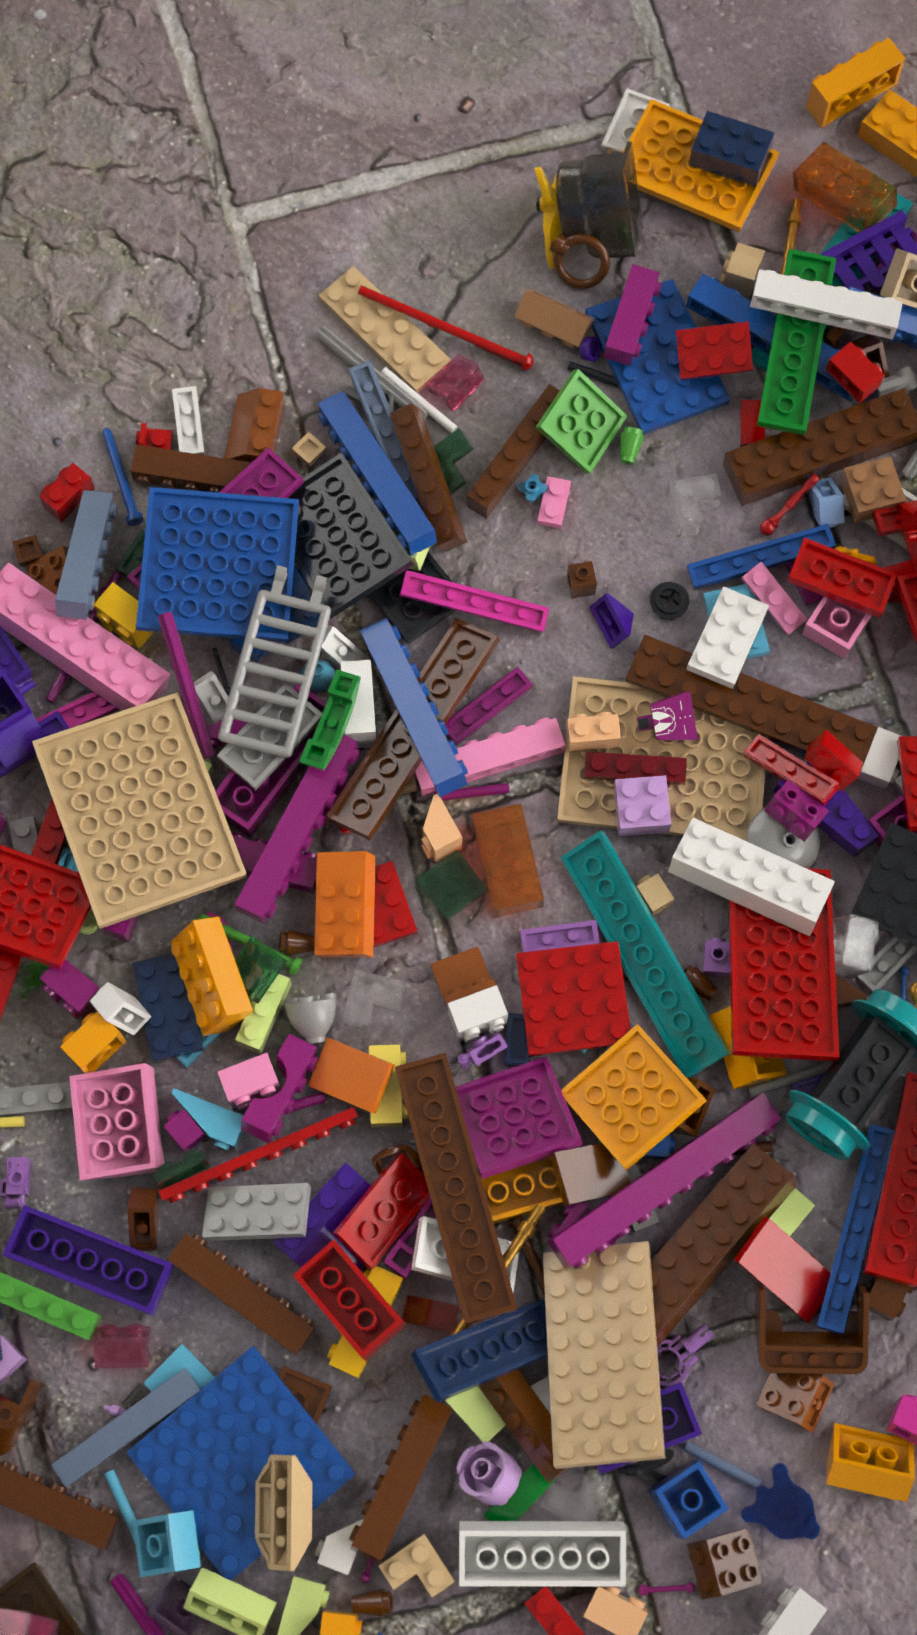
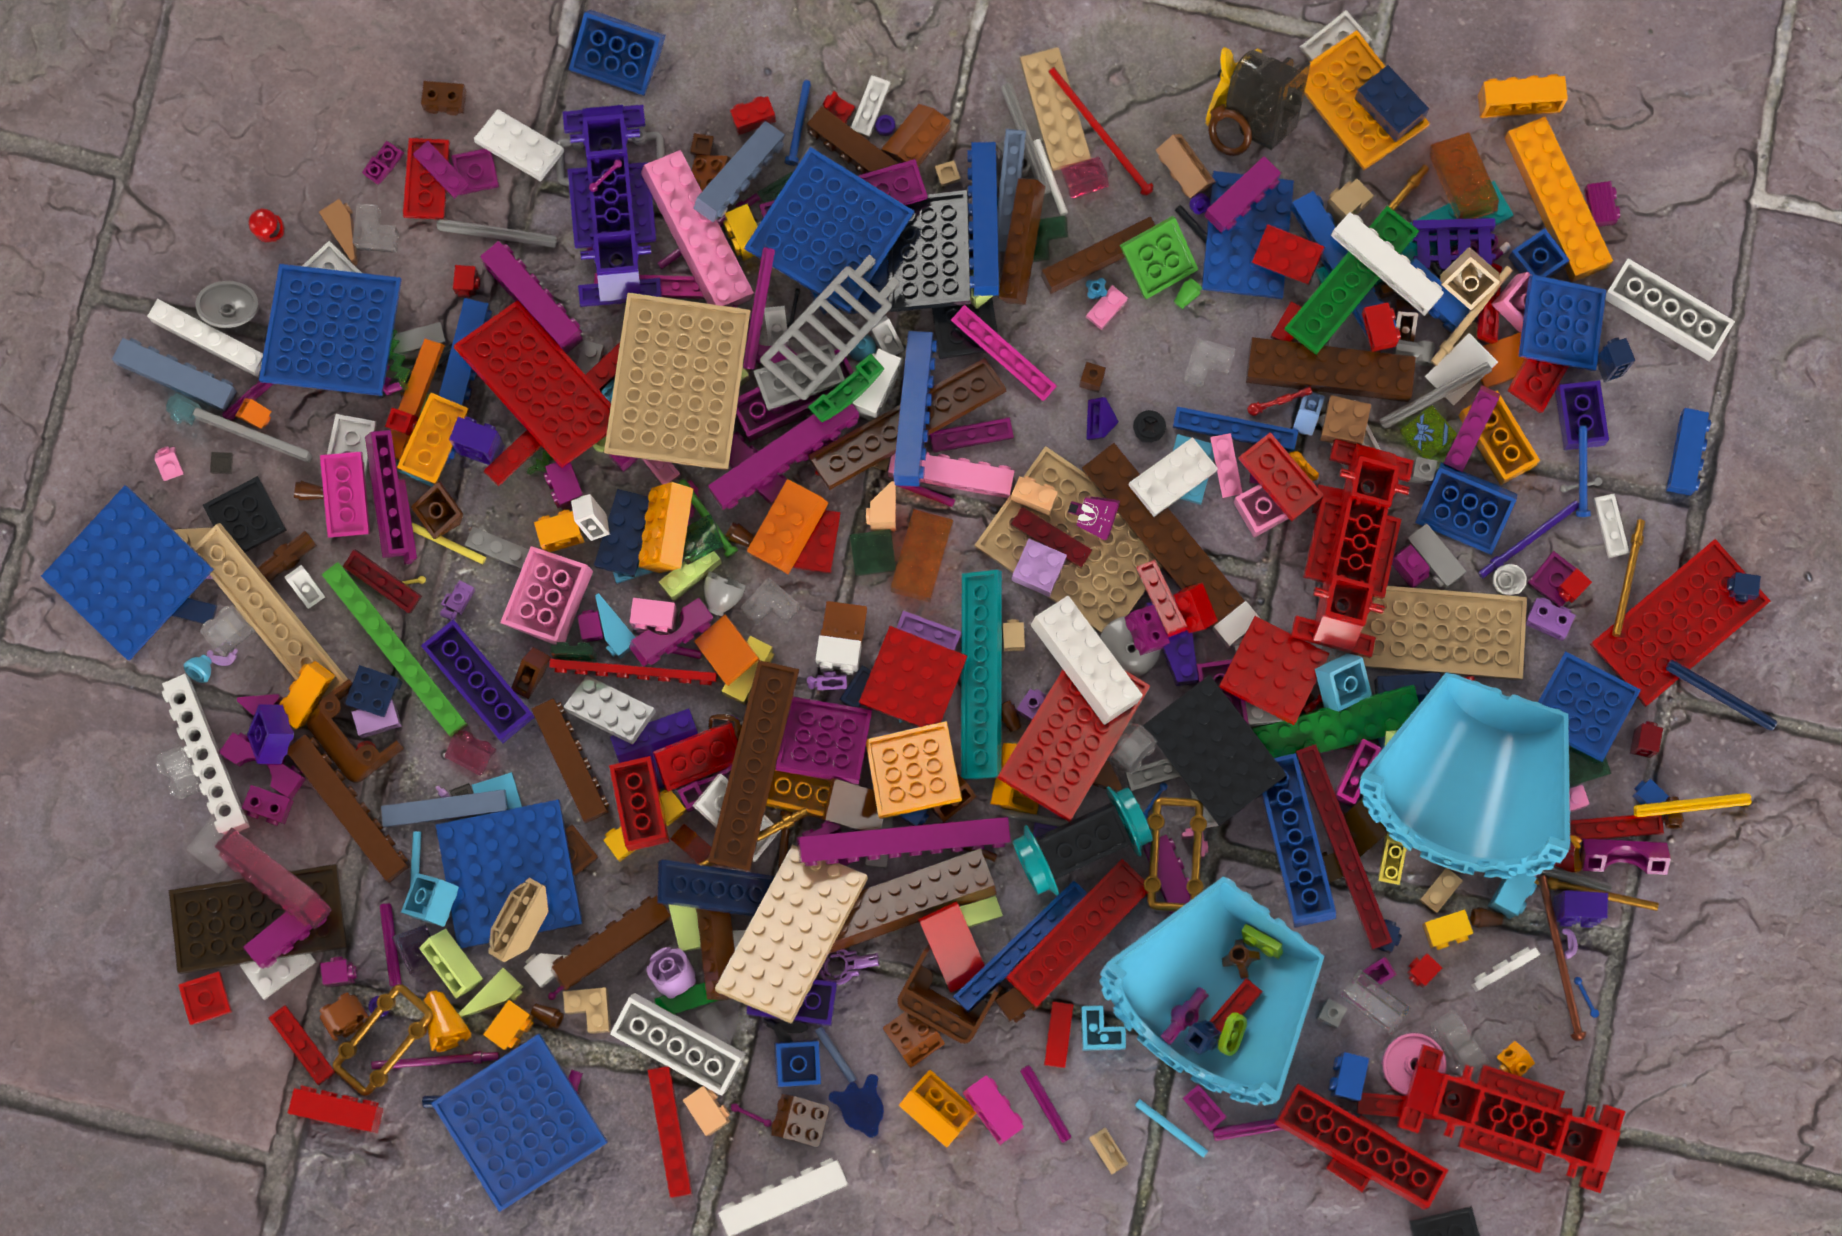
camera: 30 degrees right, 5 degrees up
(171, 916) = (663, 471): none -> bright pink plate
(214, 434) = (885, 125): none -> dark purple tile

